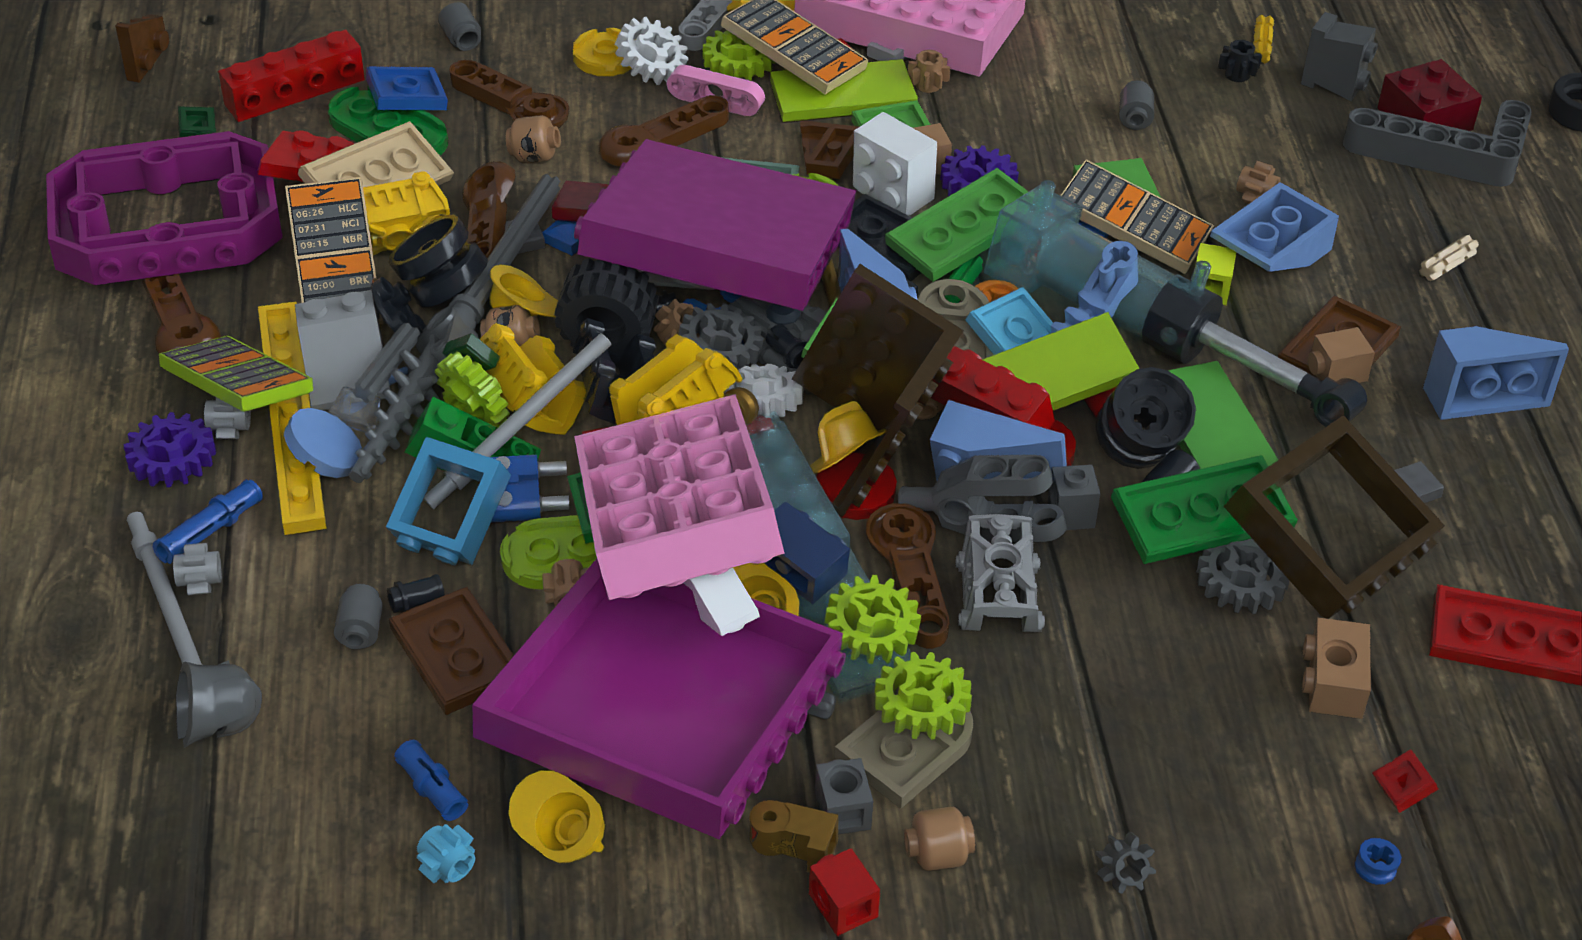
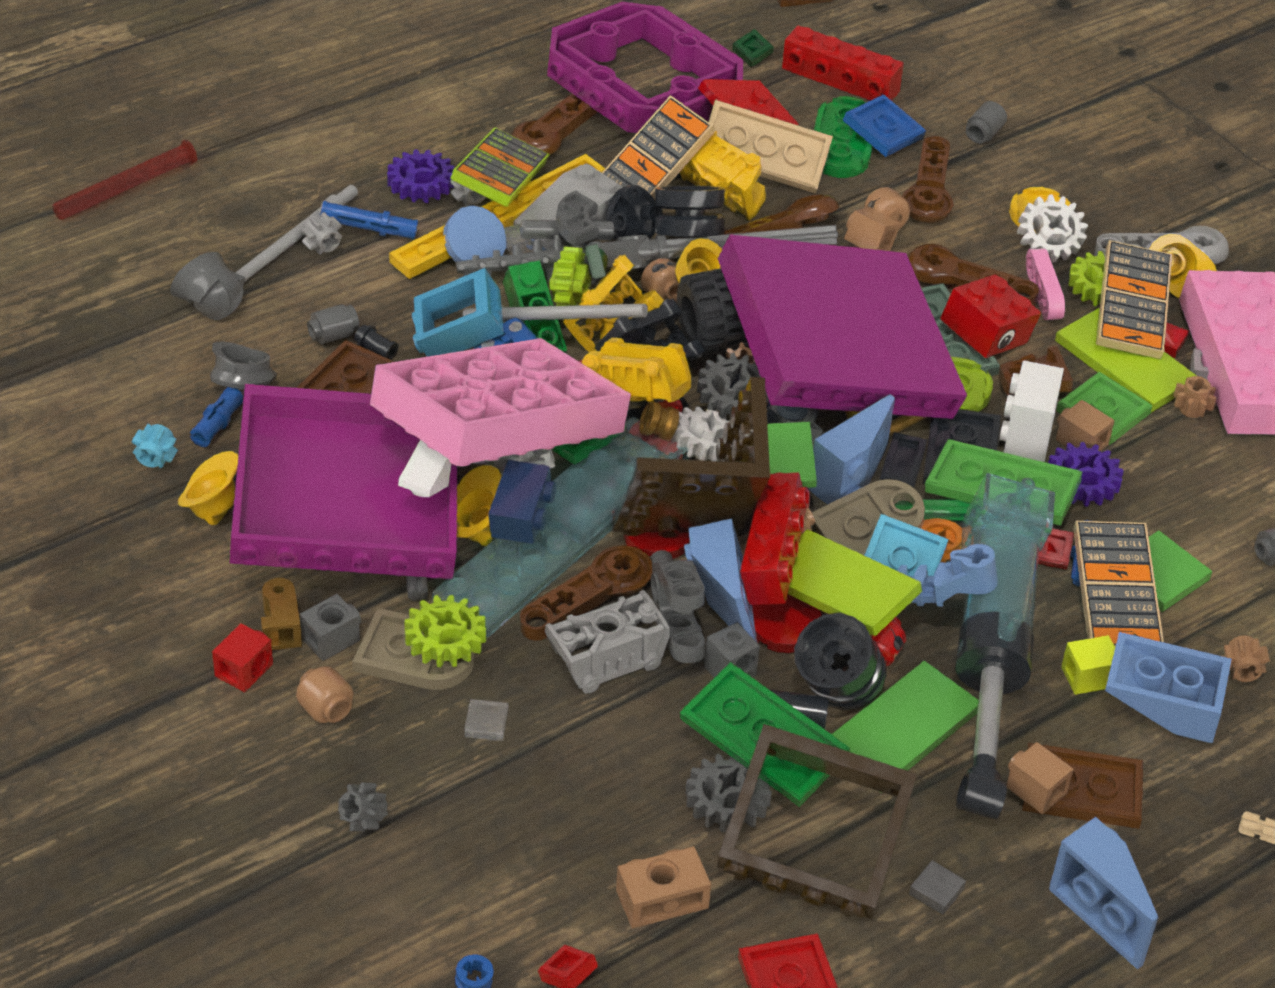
camera: 60 degrees right, 0 degrees up
(376, 724) = (240, 366): none -> dark grey hat
(389, 344) = (574, 218): none -> dark grey tile
(558, 158) = (871, 229): none -> medium nougat brick
(747, 132) = (990, 315): none -> red brick
(873, 618) = (512, 568): lime gear -> none
(1040, 721) = (486, 720): none -> clear tile

